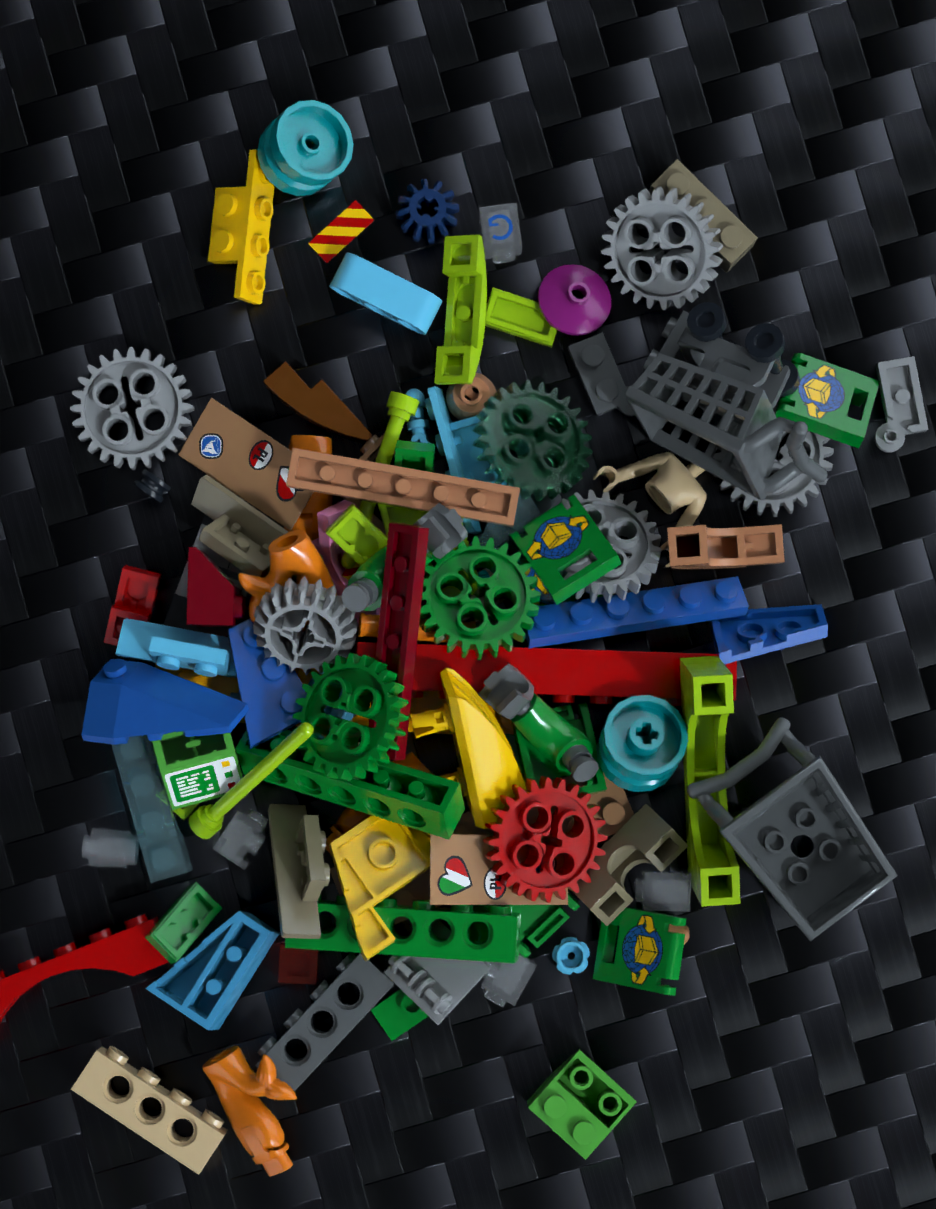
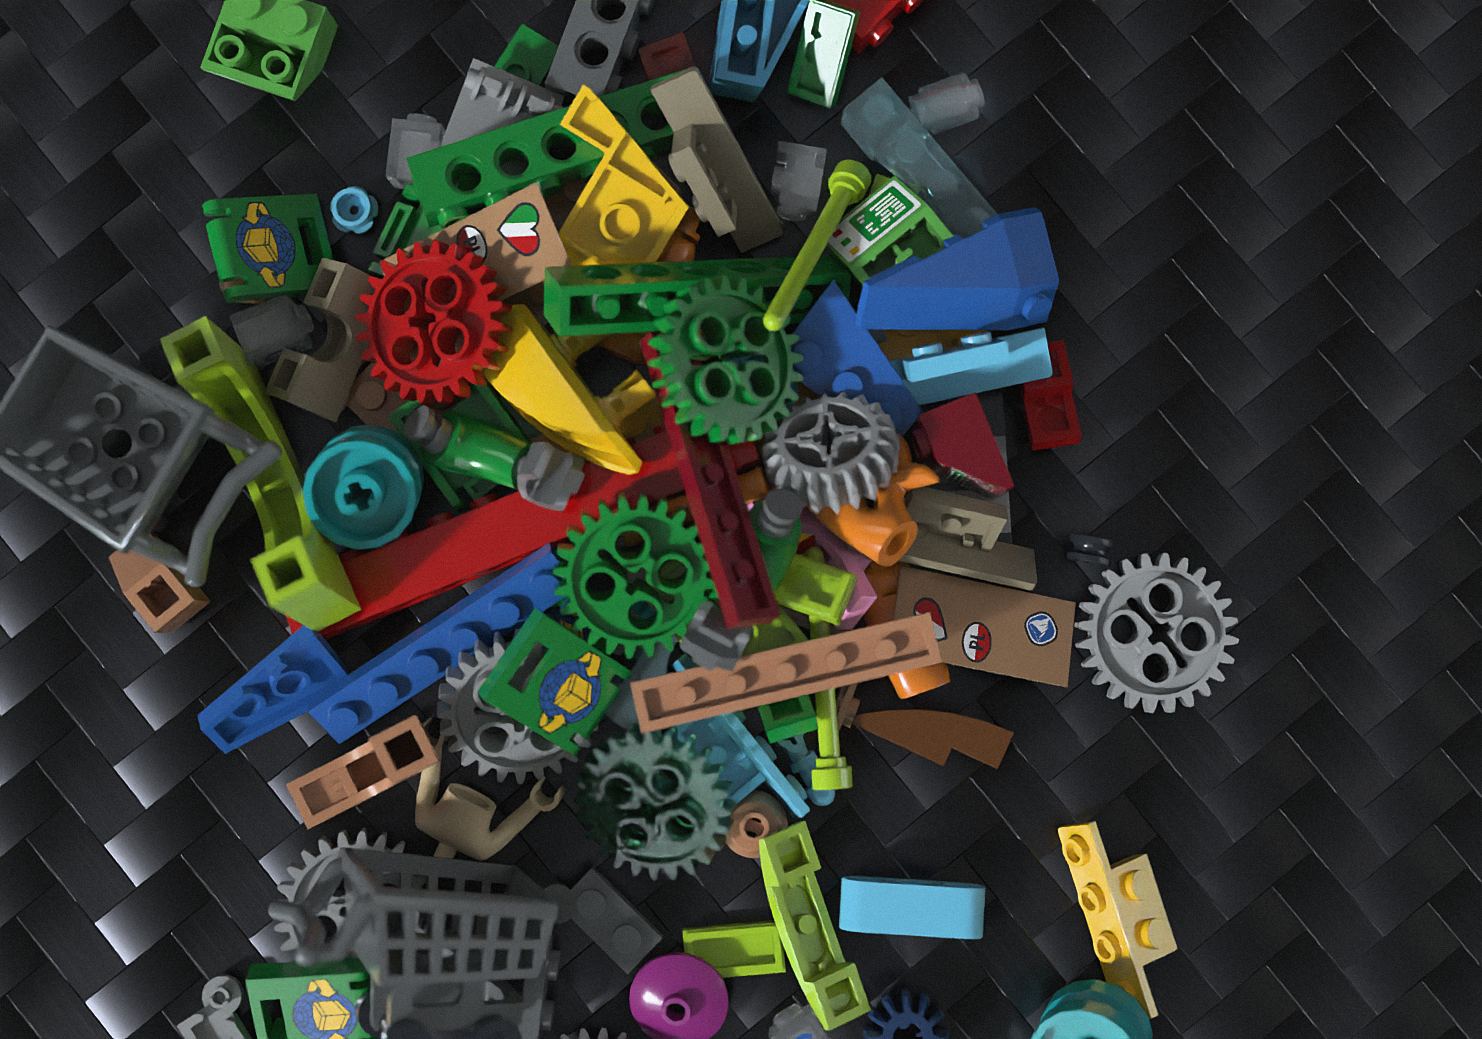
camera: 160 degrees right, 0 degrees up
(341, 231) = (1000, 961): sticker -> none
(821, 736) = (157, 591): none -> nougat slope

